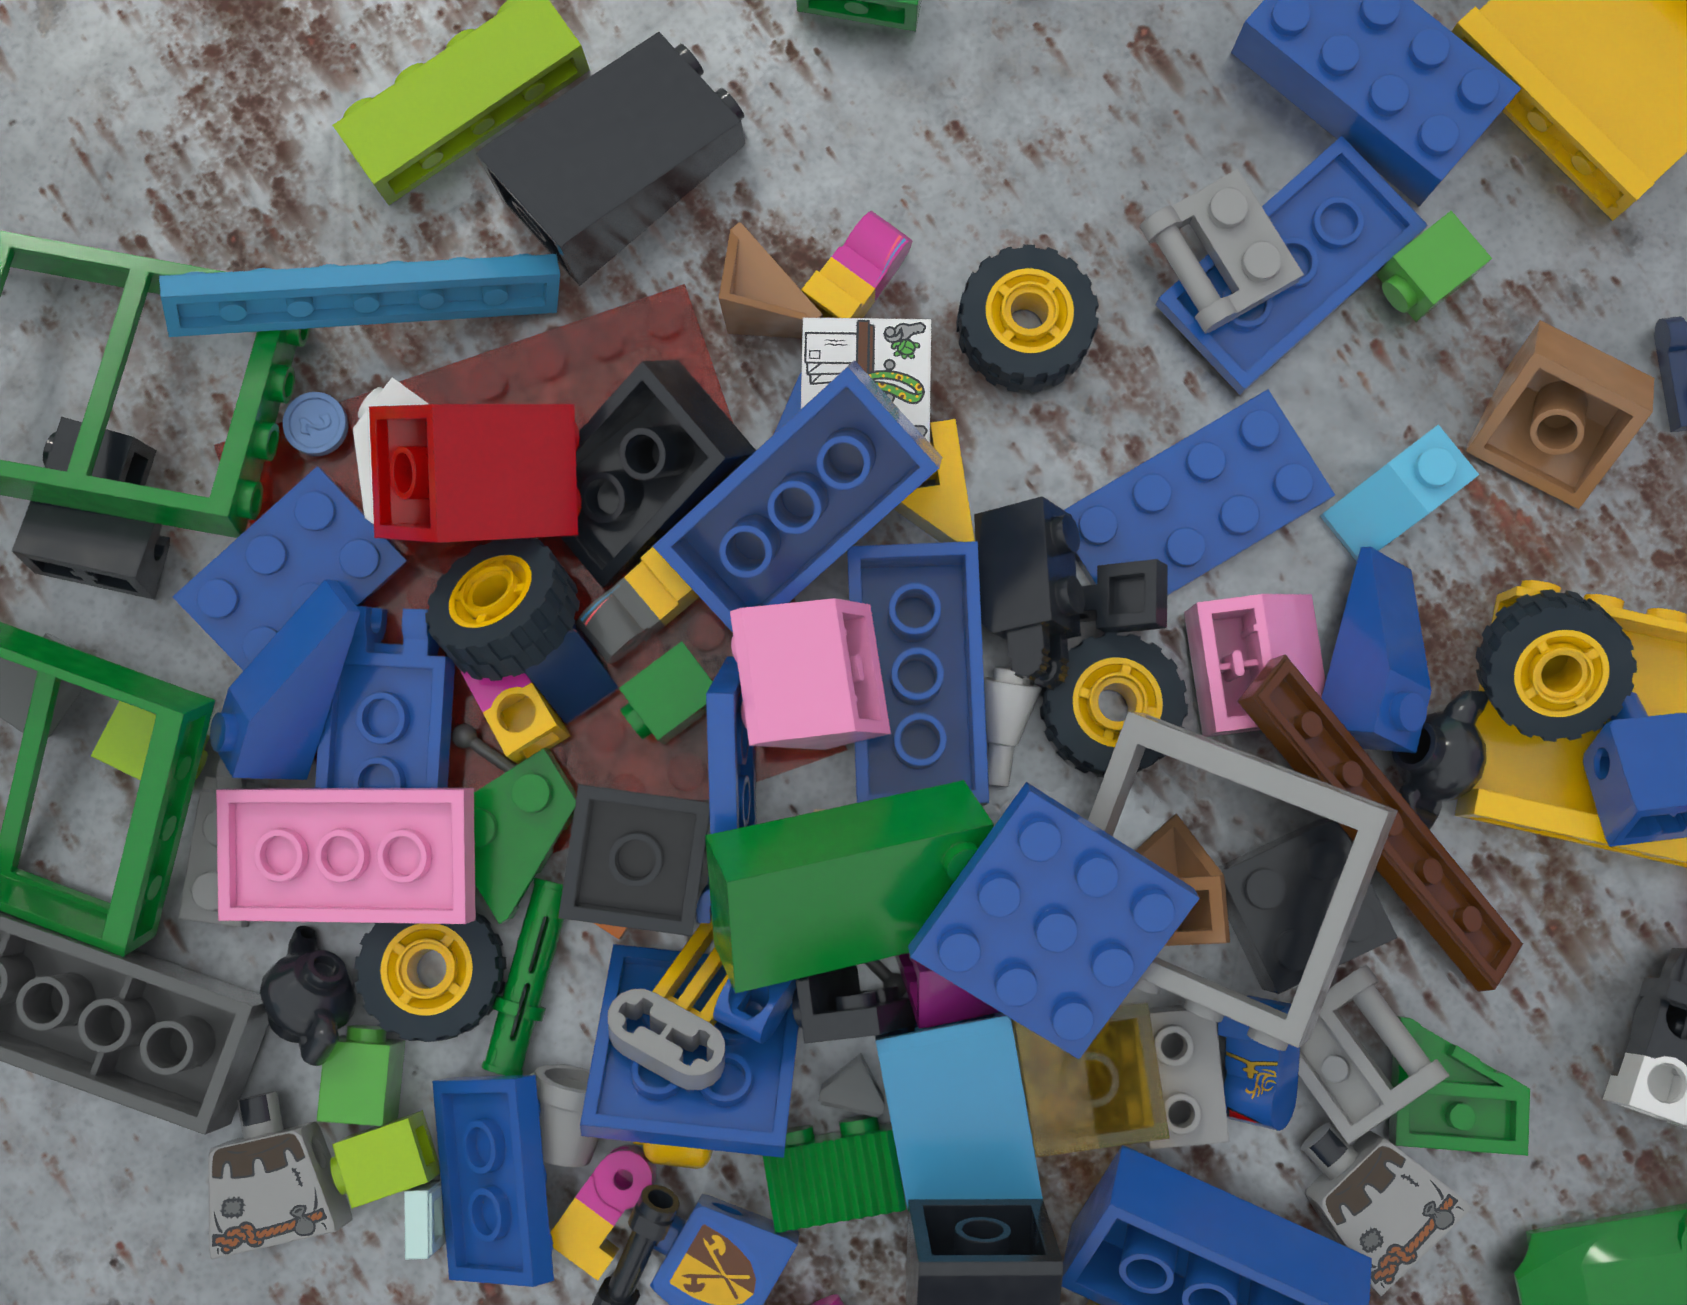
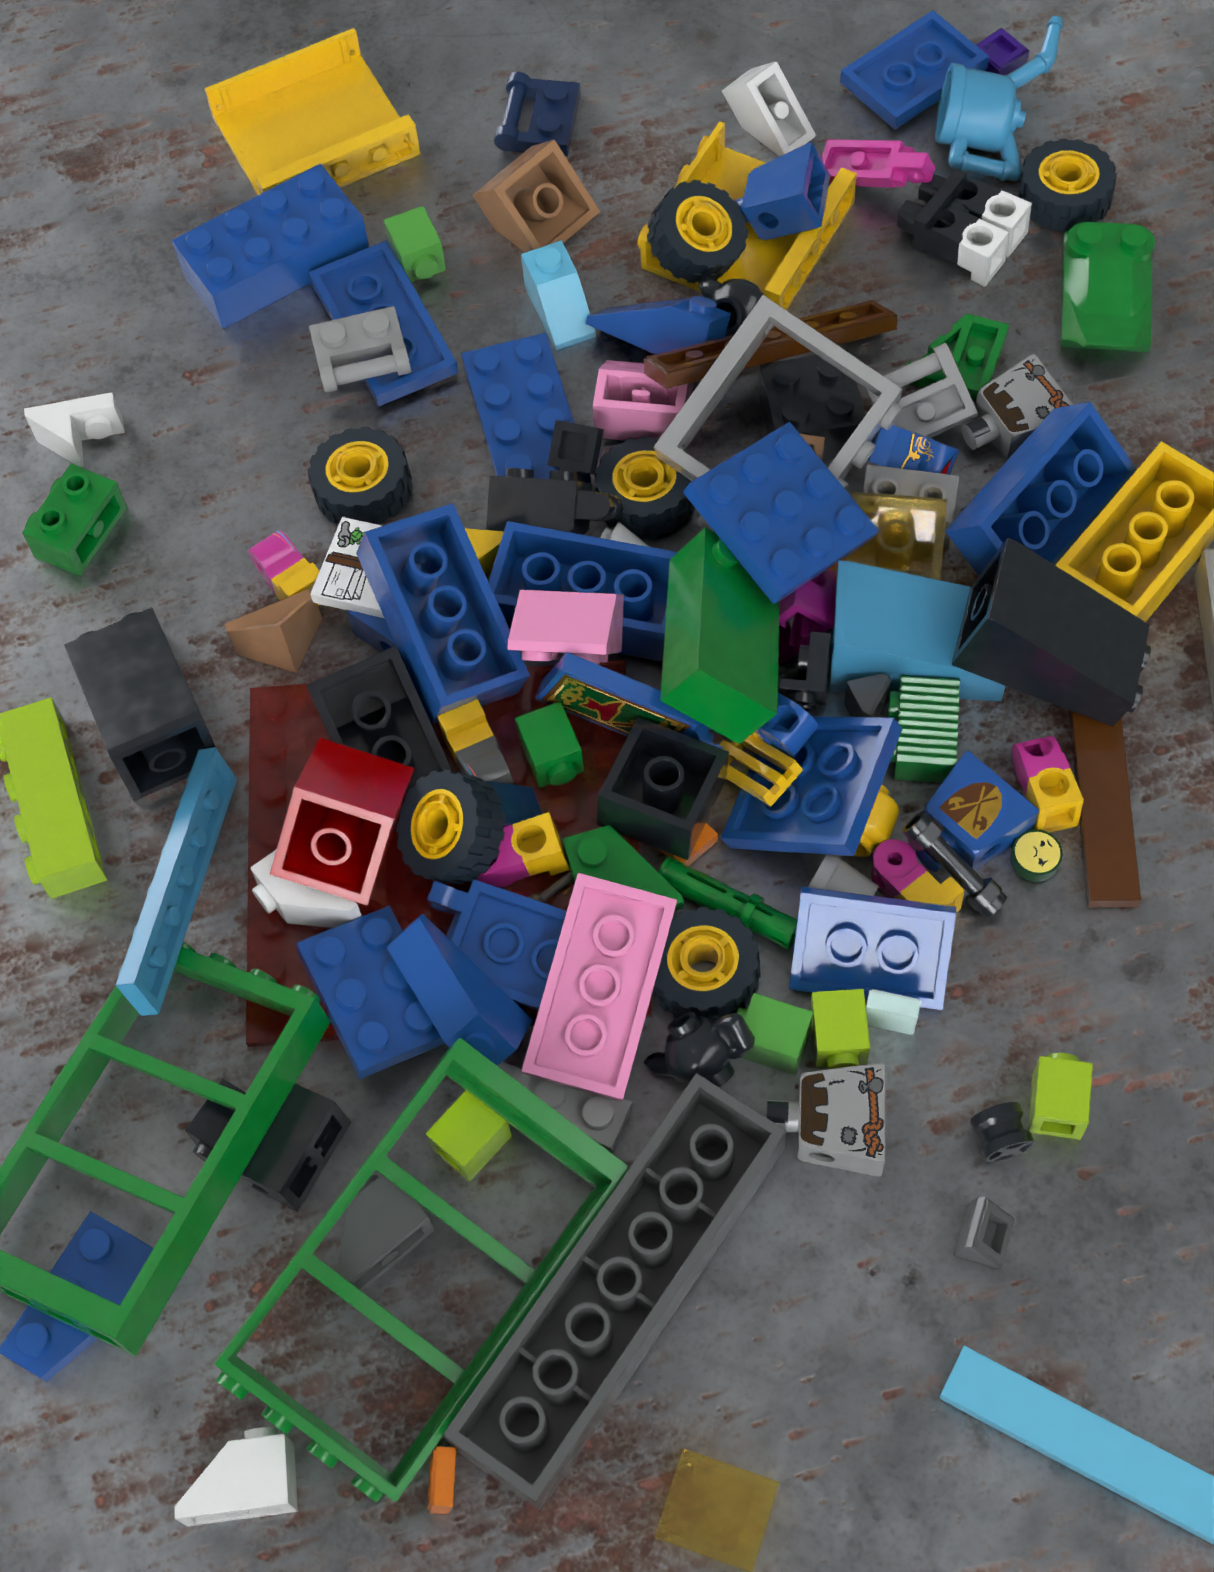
camera: 75 degrees left, 20 degrees down
(315, 423) = (260, 951): medium blue piece -> none
(671, 1031) = (798, 789): light grey beam -> none

